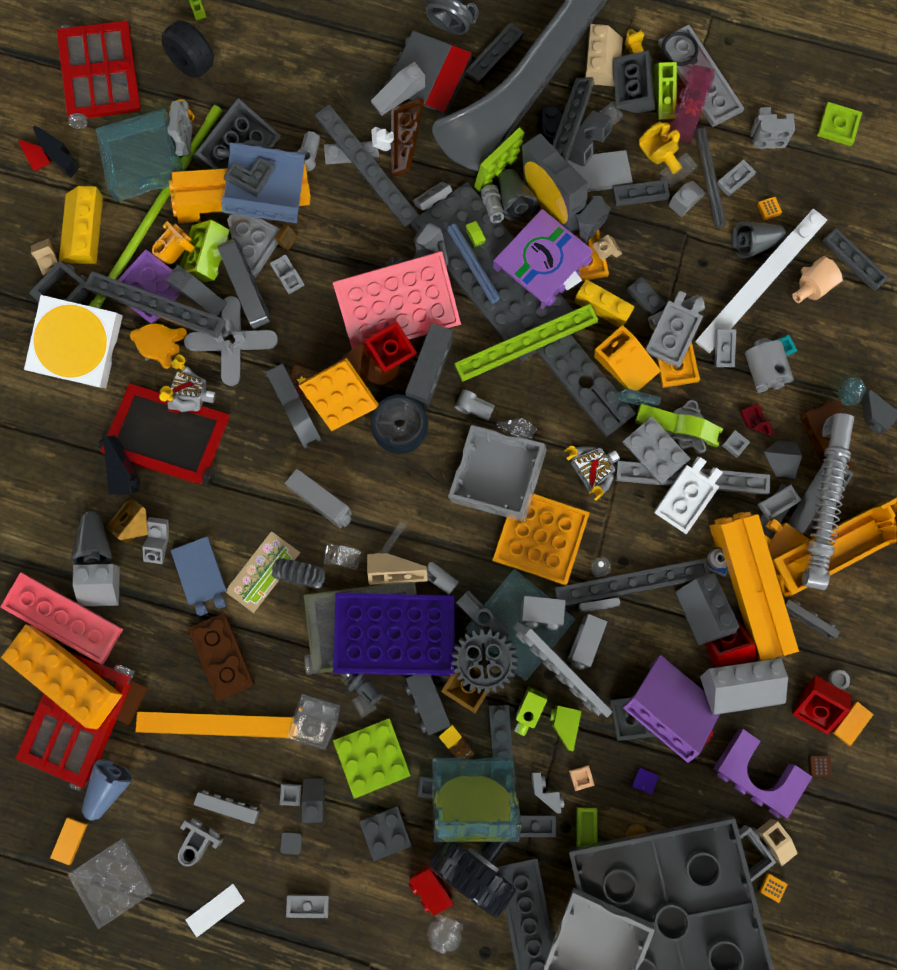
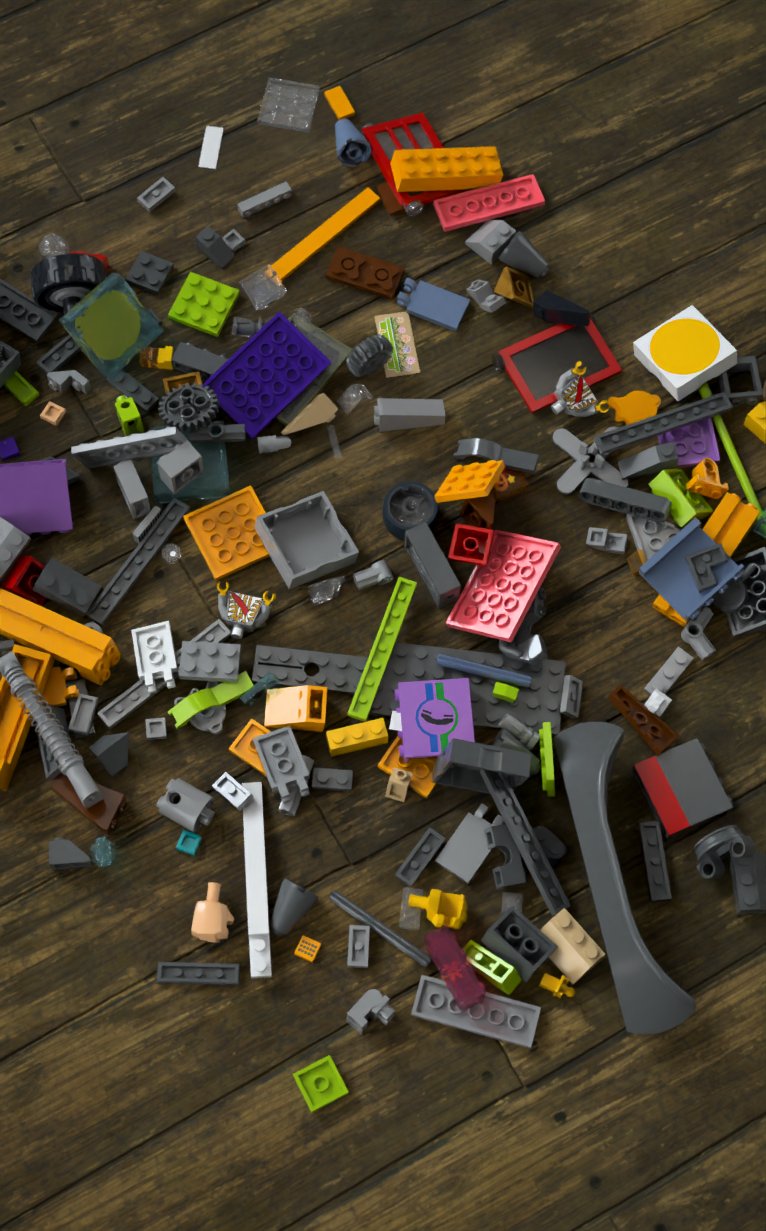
camera: 135 degrees right, 10 degrees down
(197, 840) = (261, 167): light grey pin -> none
(291, 843) = (203, 217): dark grey piece -> none
(366, 166) = (642, 669): dark grey plate -> none
(400, 88) = (684, 743): light grey slope -> none
(566, 723) = (94, 428): lime slope -> none
(592, 218) = (429, 777): dark grey slope -> none
(680, 34) = (514, 1033): black tyre -> none
(686, 198) = (380, 891): light grey slope -> none
(755, 420) = (157, 763): dark red slope -> none

